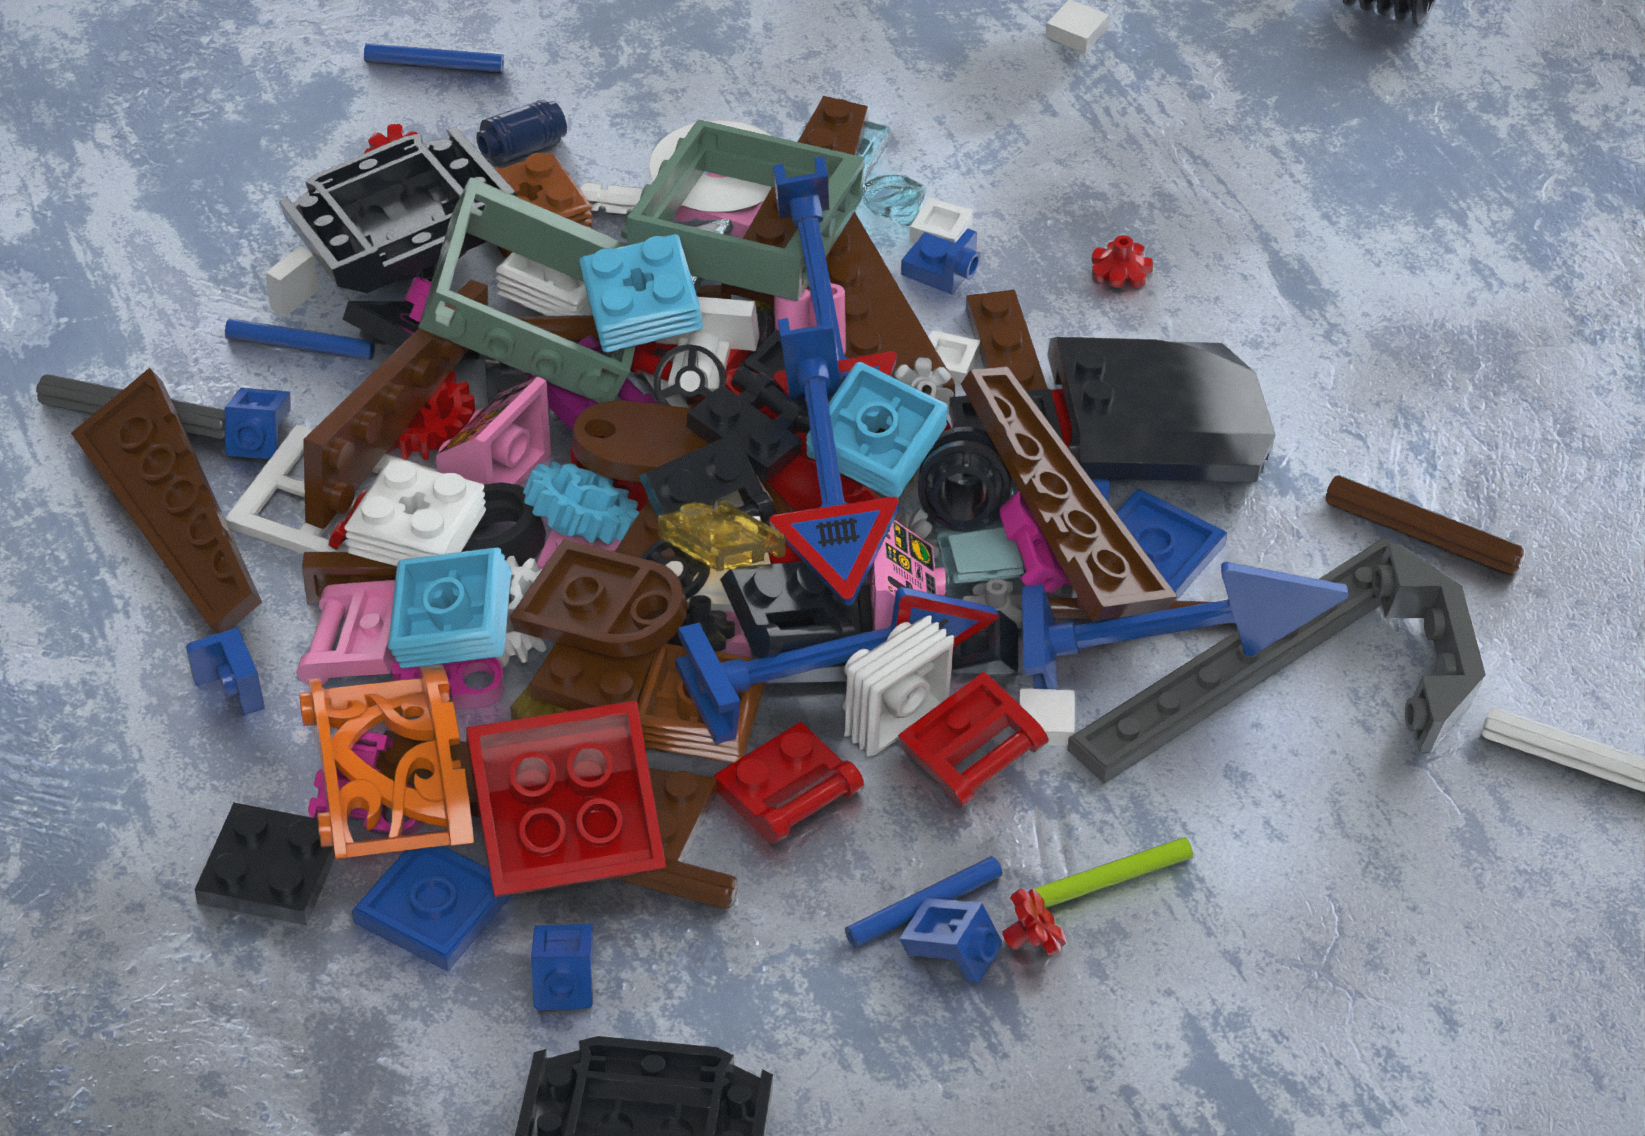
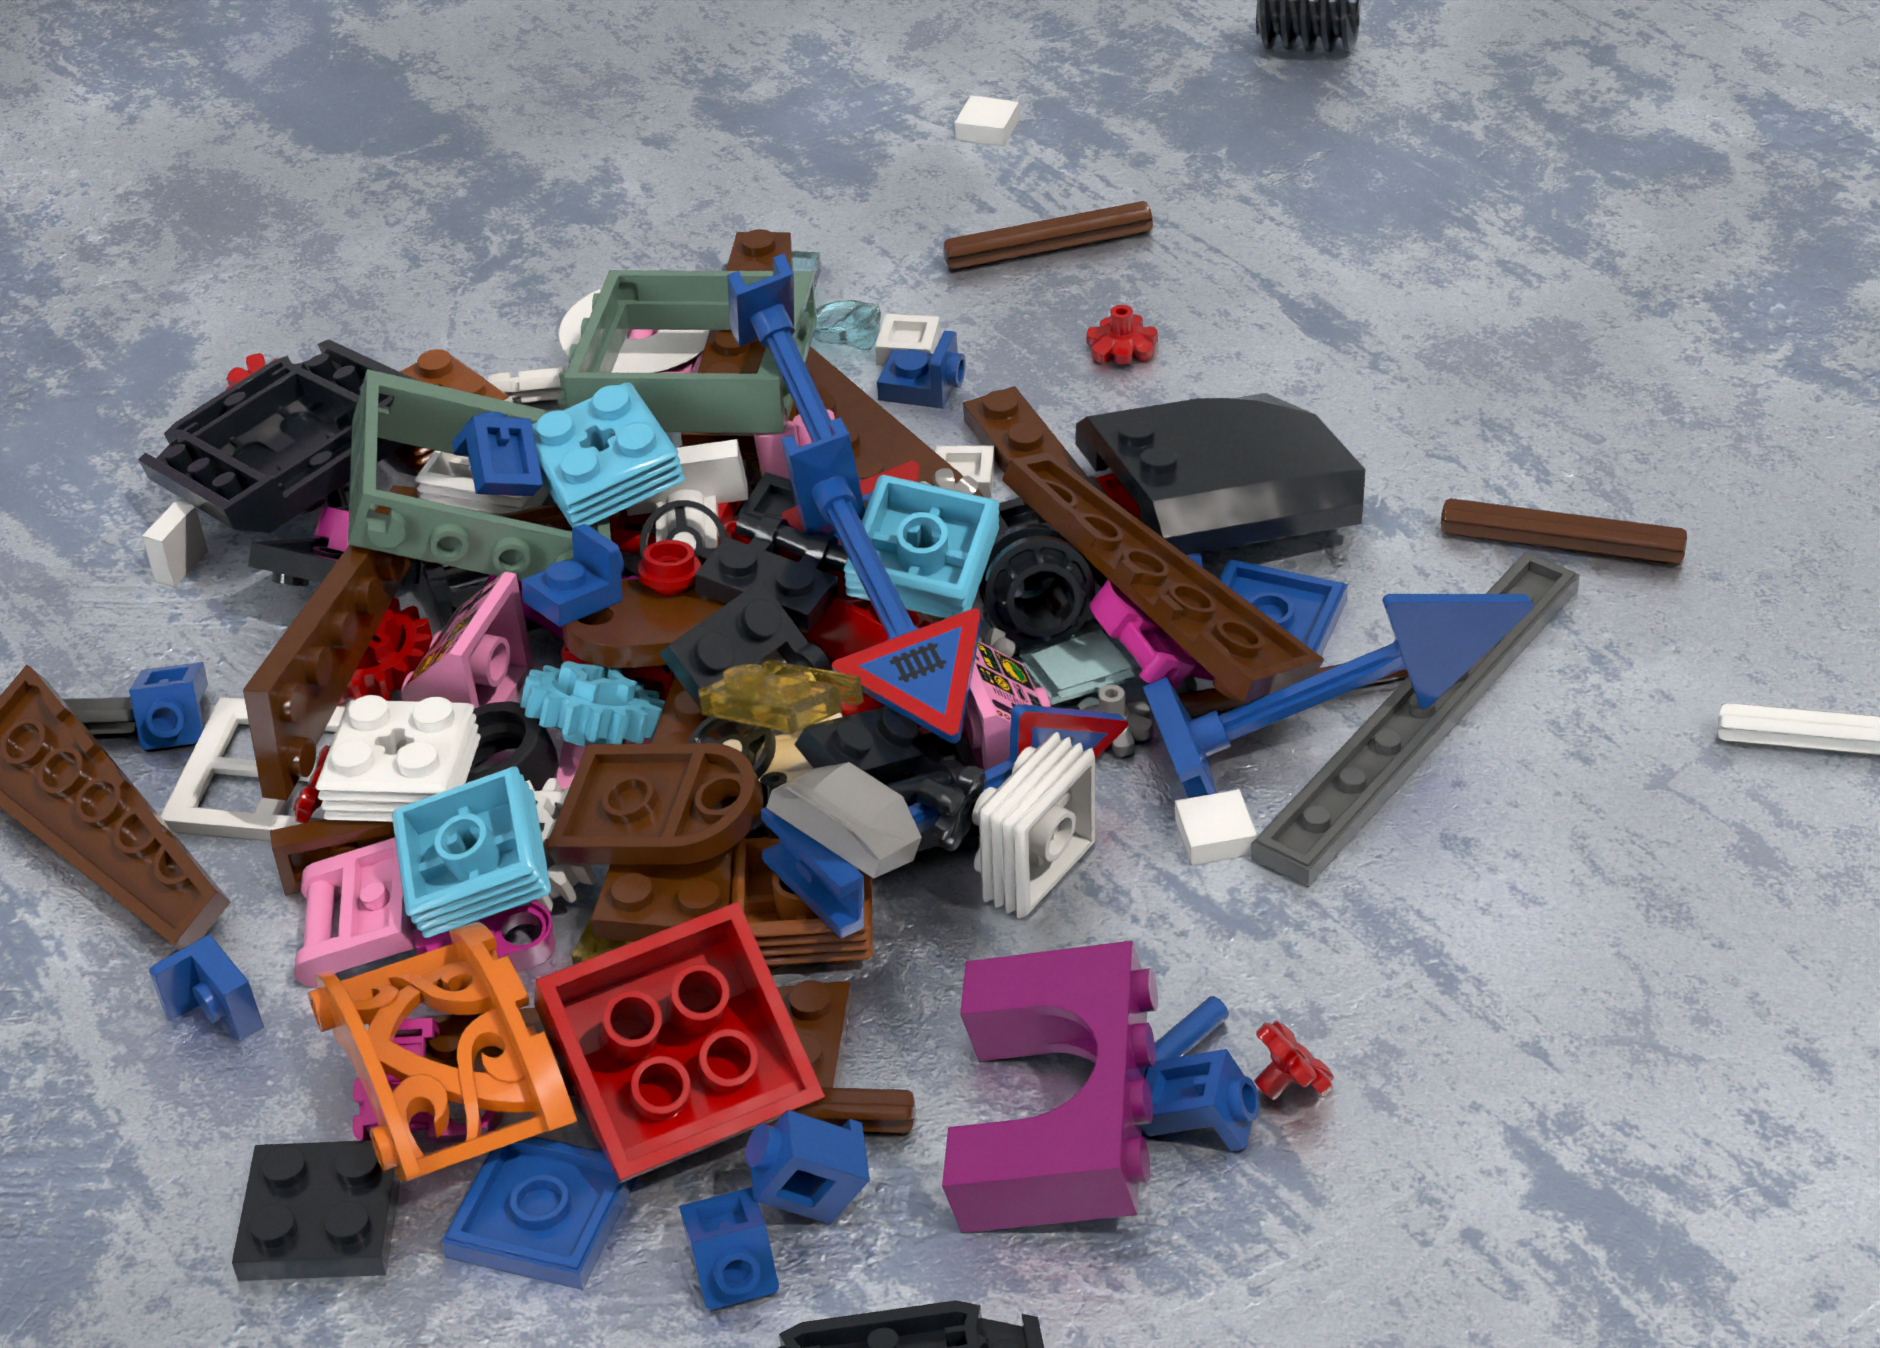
camera: 10 degrees left, 5 degrees down
(299, 339) = (199, 605): blue piece -> none
(434, 57) = (277, 286): blue piece -> none
(521, 131) = (405, 333): dark blue head -> none
(557, 276) = (500, 454): none -> blue bracket
(593, 400) = (580, 585): none -> blue bracket
(637, 917) = (807, 1165): none -> blue brick
(670, 400) = (668, 567): none -> red plate
(744, 650) = (850, 816): none -> light grey slope
(778, 772) = (919, 959): red plate -> none
(831, 657) = (953, 804): none -> black plant
(851, 957) = (1090, 1150): none -> magenta arch
(964, 725) = (1127, 854): red plate -> none
(989, 650) = (1126, 766): black slope -> none
(1091, 151) = (1047, 235): none -> reddish brown axle
(1115, 872) = (1363, 981): lime piece -> none
(1419, 590) = (1591, 595): dark grey slope -> none

